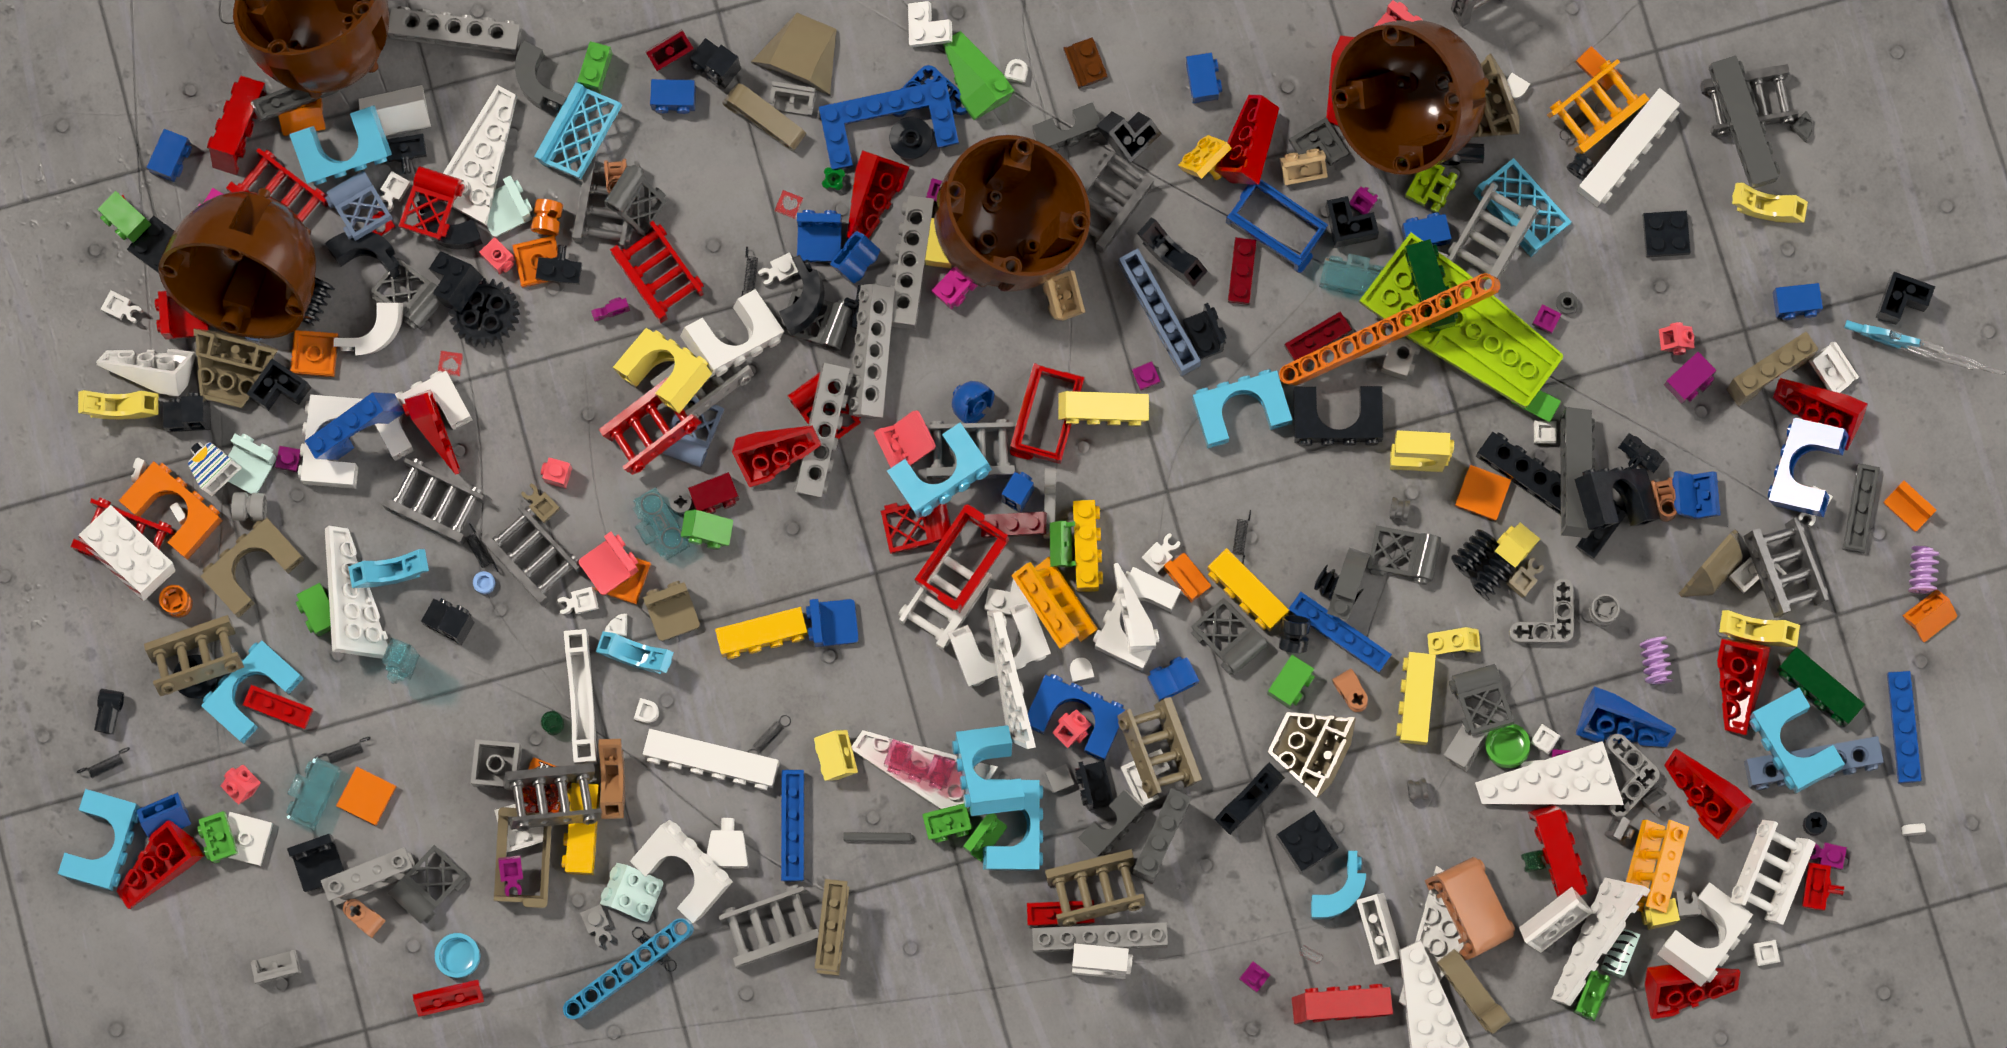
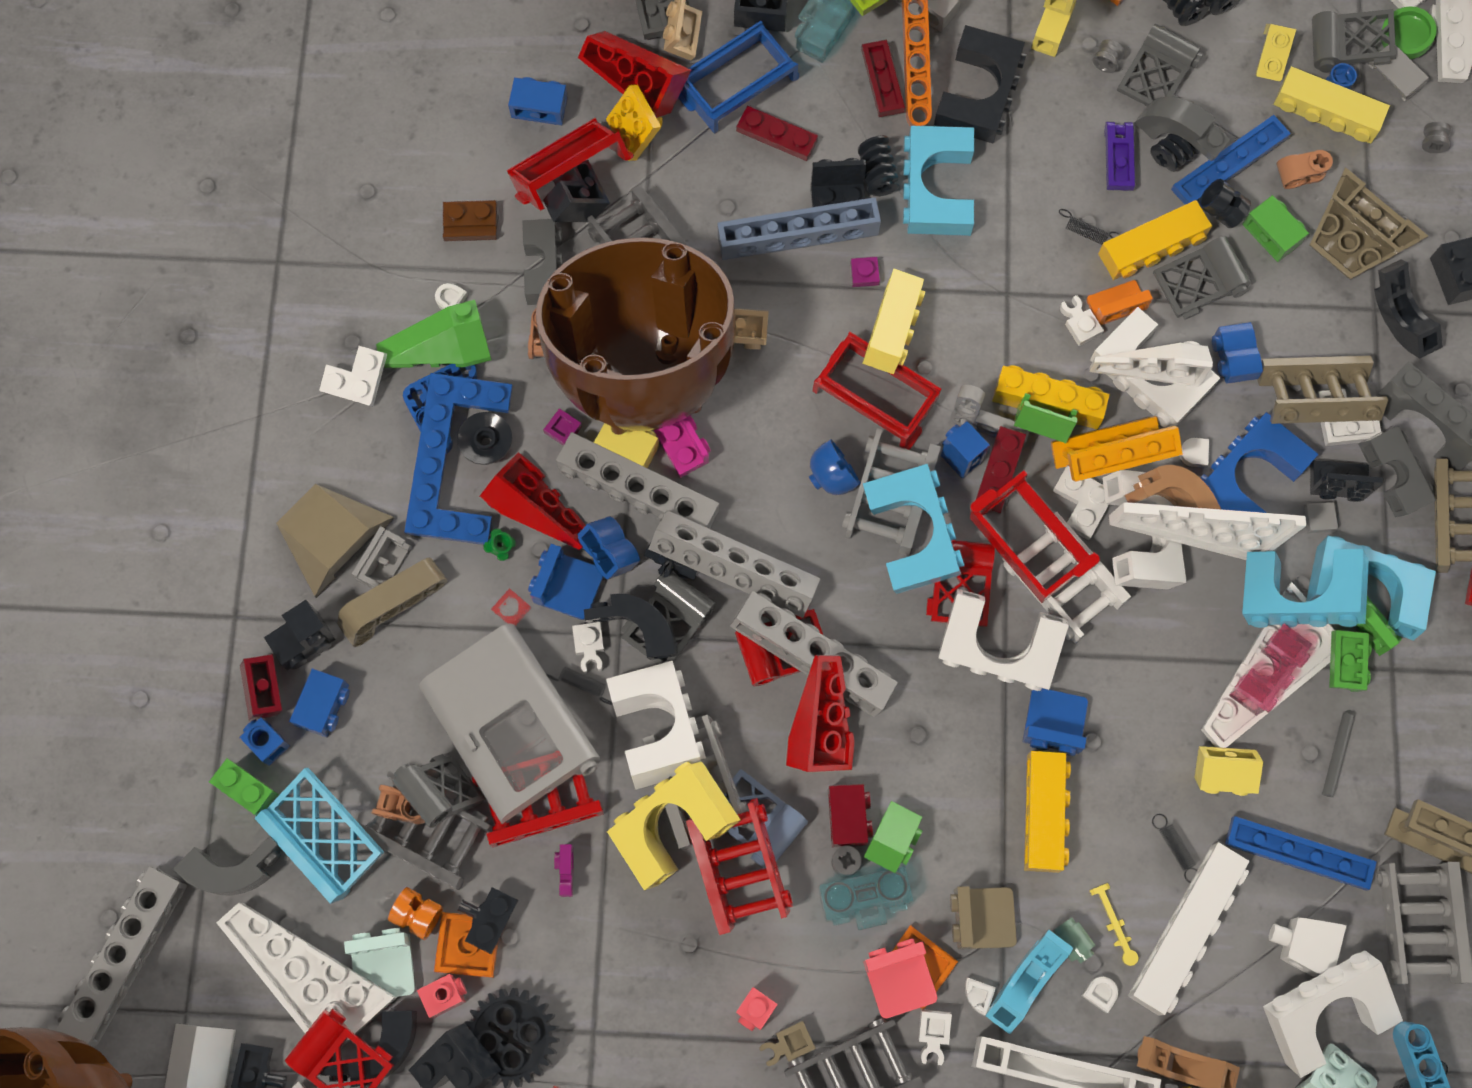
camera: 75 degrees left, 5 degrees down
(633, 76) = (272, 749): none -> blue brick
(676, 680) = (1077, 937): none -> sand green brick
(678, 725) = (1129, 956): none -> light yellow piece
(706, 233) = (514, 718): none -> light grey piece
(864, 539) = (1032, 666): none -> white arch
(905, 440) = (858, 559): coral bracket -> none
(1038, 664) = (1176, 485): none -> medium nougat arch
(1072, 728) = (1269, 481): coral brick -> none
(1158, 108) = (562, 157): none -> red piece
(1171, 254) = (736, 196): black arch -> none
(1237, 356) = (879, 170): none -> black piece
(1313, 543) = (1120, 156): none -> dark purple plate
(1444, 697) = (1342, 75): none -> blue wheel

